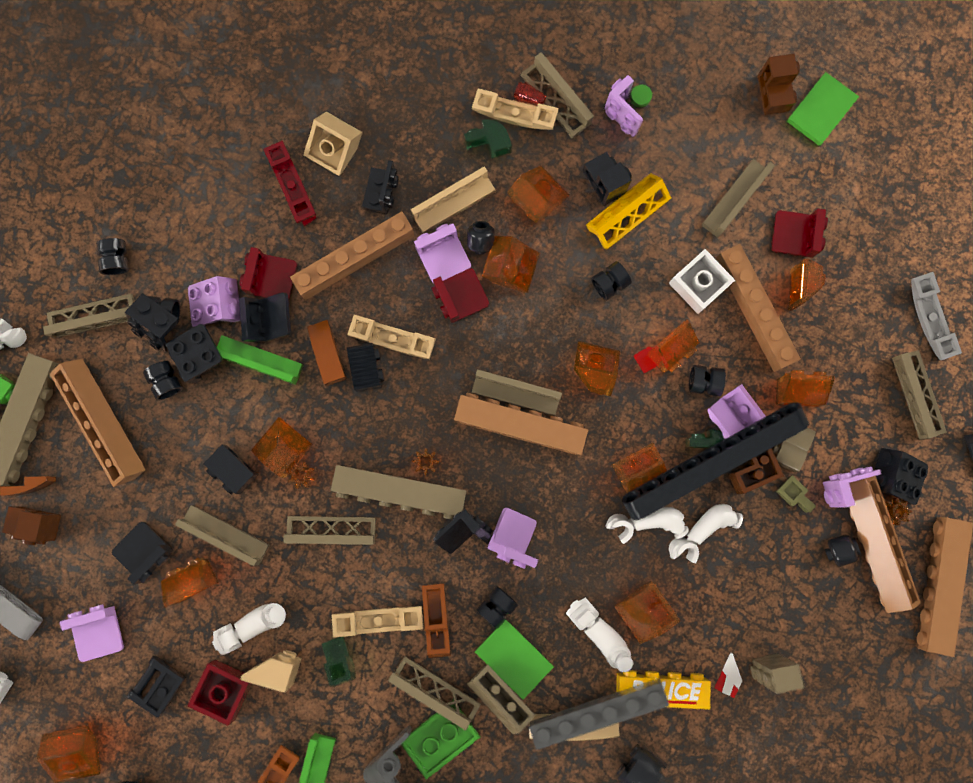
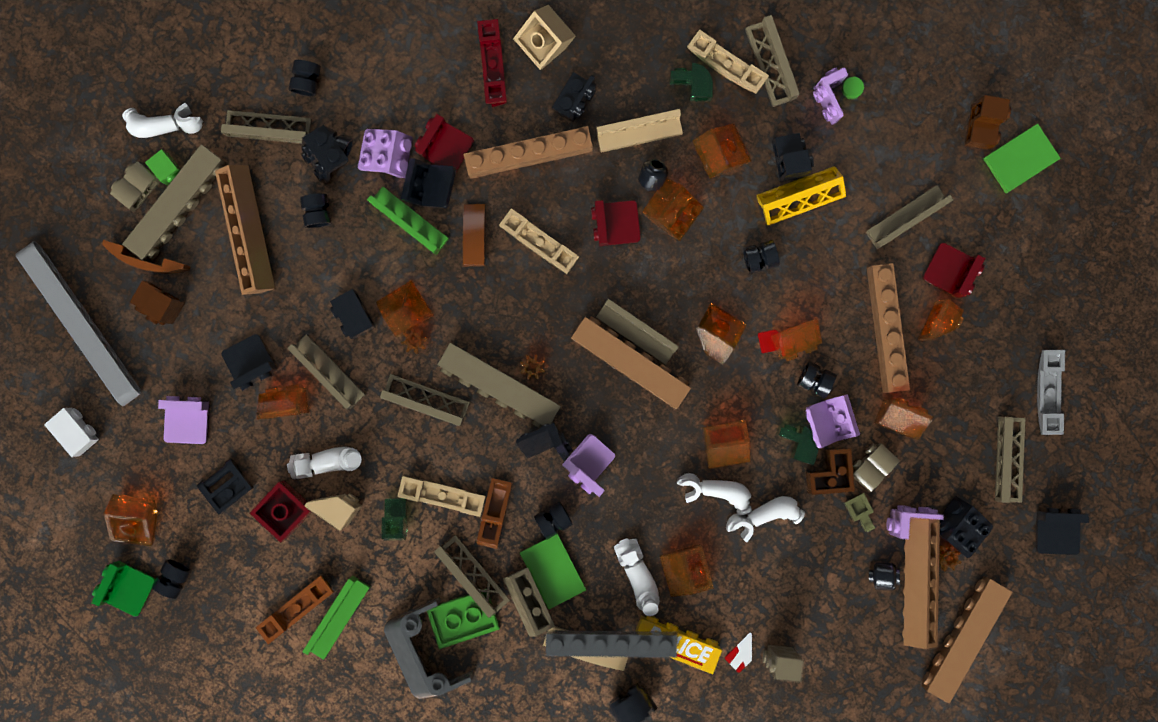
camera: 20 degrees right, 5 degrees up
(194, 353) = (352, 196): black bracket -> none
(365, 367) = (505, 261): black brick -> none
(442, 252) = (612, 178): lavender bracket -> none
(528, 94) = (746, 52): clear red cone -> none
(701, 281) = (845, 286): white brick -> none
(715, 461) = (796, 456): black beam -> none

